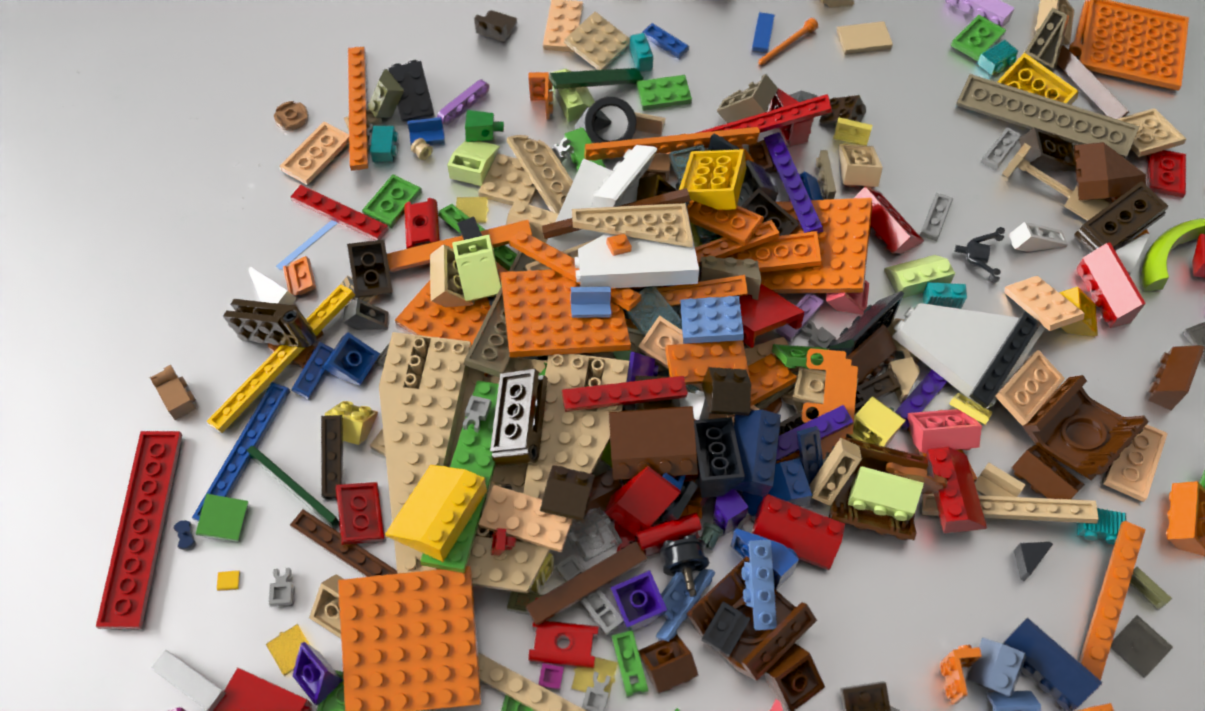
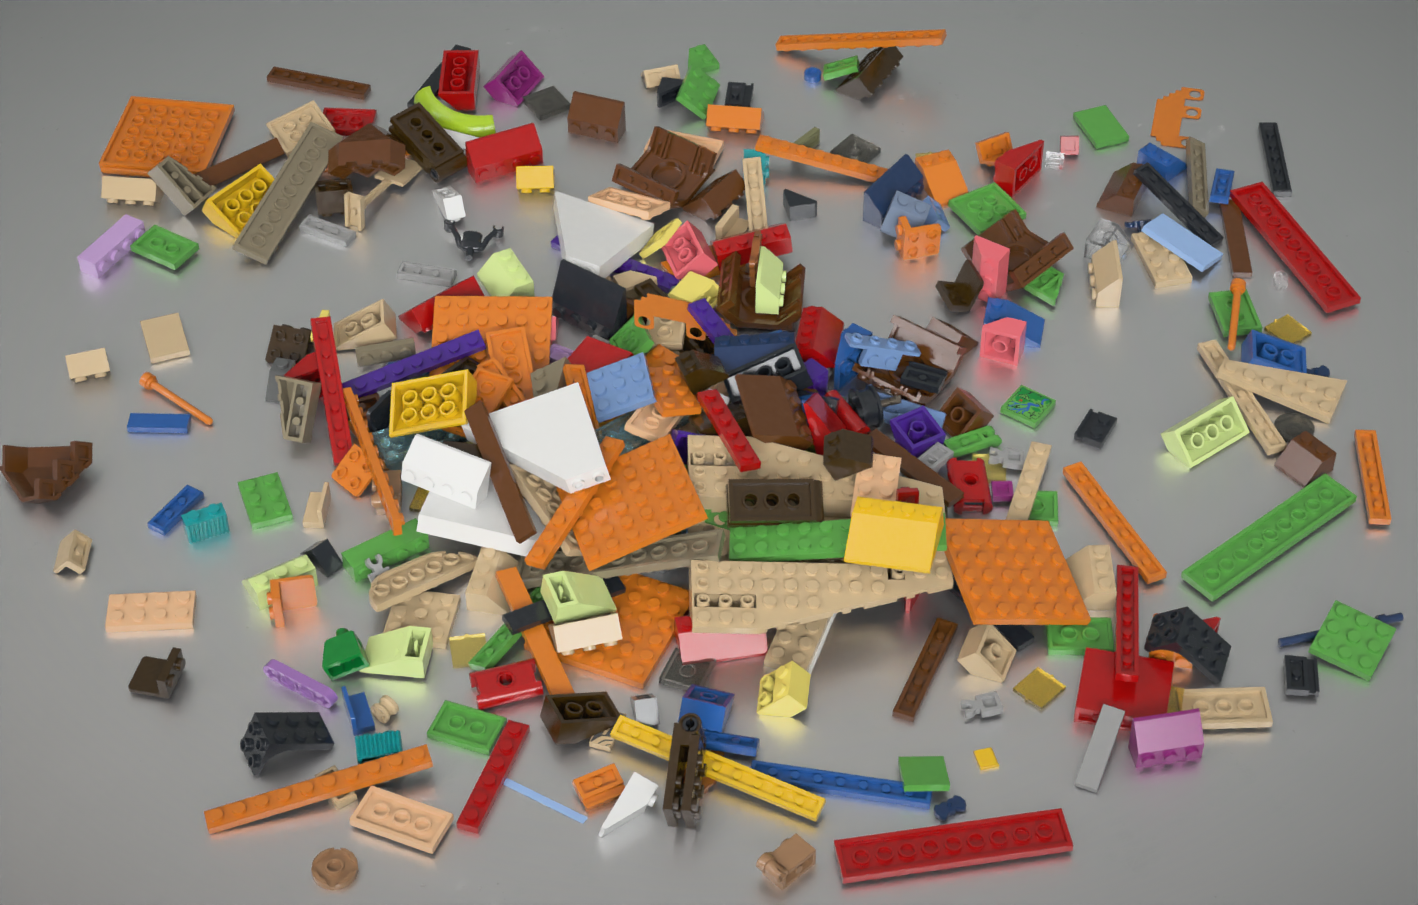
camera: 100 degrees left, 15 degrees down
(293, 487) = (871, 722): dark green tile -> none
(314, 674) = (1060, 651): dark purple slope -> none
(331, 454) = (831, 688): dark brown tile -> none
(359, 513) = (885, 660): red tile -> none
(385, 96) = (304, 754): olive slope -> none
(476, 410) = (774, 536): light grey plate -> none
(590, 302) = (627, 470): medium blue panel -> none
(595, 78) = (263, 548): dark green tile -> none
(597, 41) = (186, 567): tan plate -> none
(610, 101) = (349, 510): black tyre -> none
(618, 244) = (555, 446): orange plate -> none
(650, 222) = (520, 433): tan wing -> none
(810, 451) = (732, 323): dark blue plate -> none
(835, 471) = (755, 308): tan brick -> none
(945, 294) = (532, 259): teal brick -> none
(998, 57) = (197, 229): teal brick -> none
(1004, 360) = (606, 212): black tile -> none
(1044, 303) = (533, 193): light nougat plate -> none

